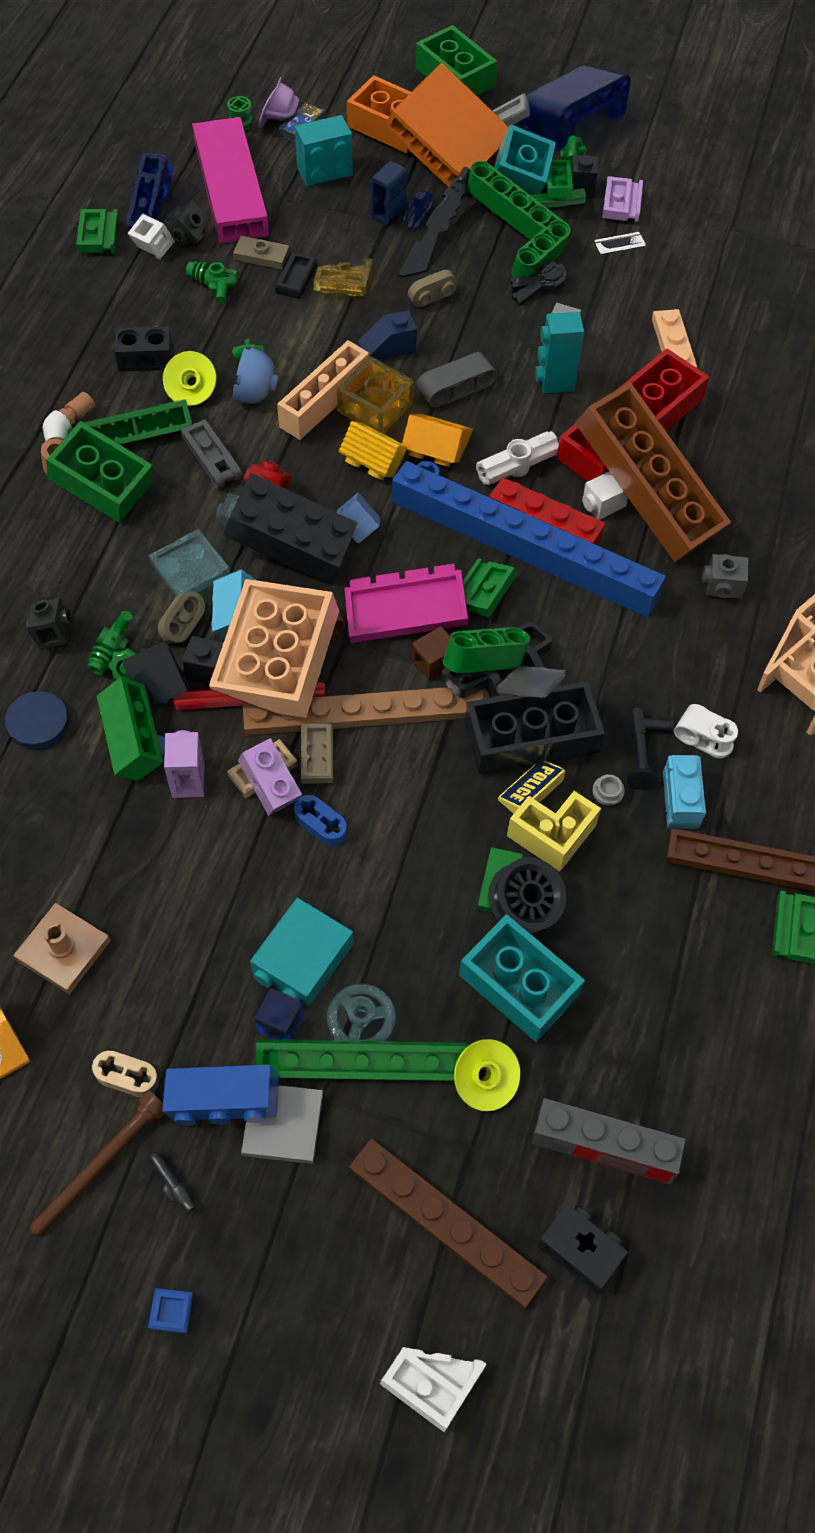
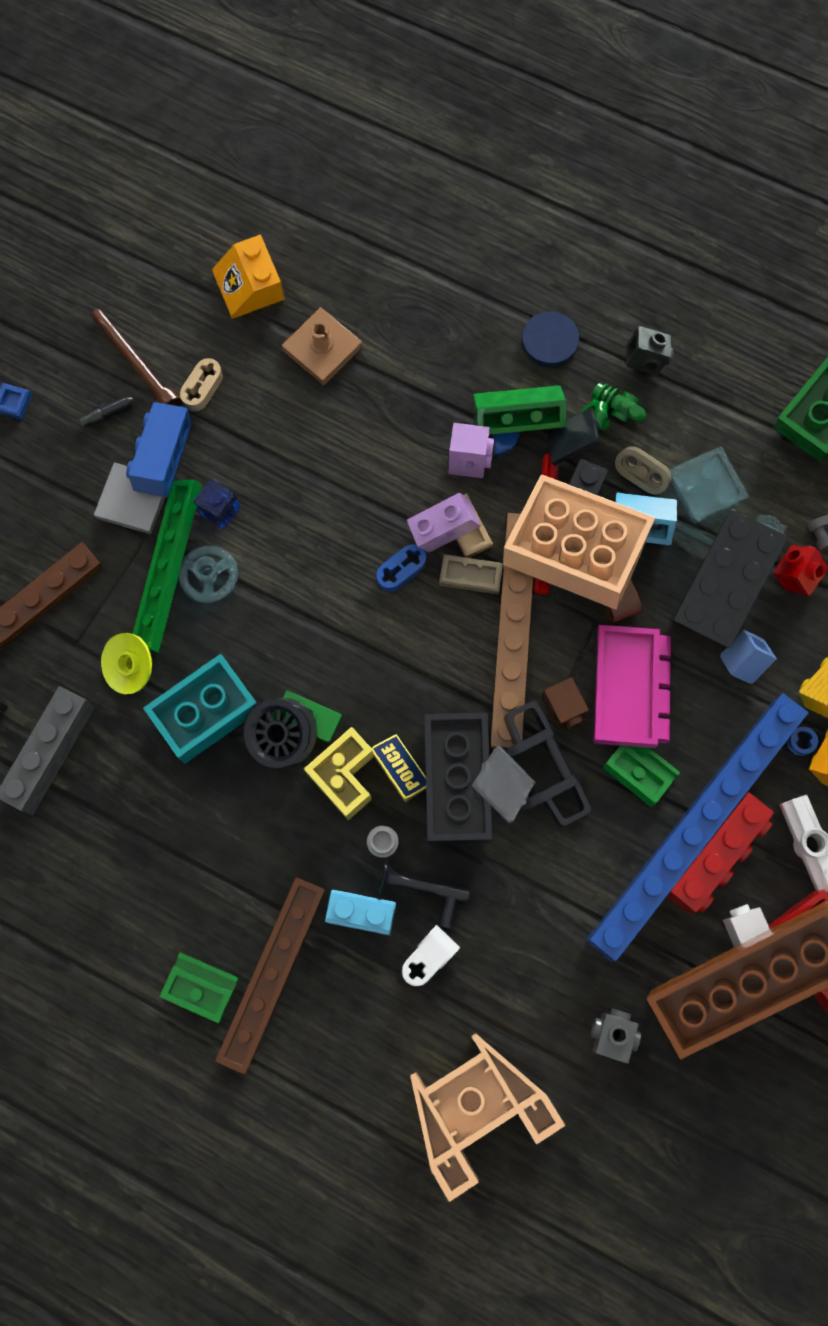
camera: 105 degrees right, 15 degrees up
(301, 952) = (271, 530): teal brick -> none
(486, 650) = (553, 754): green beam -> none

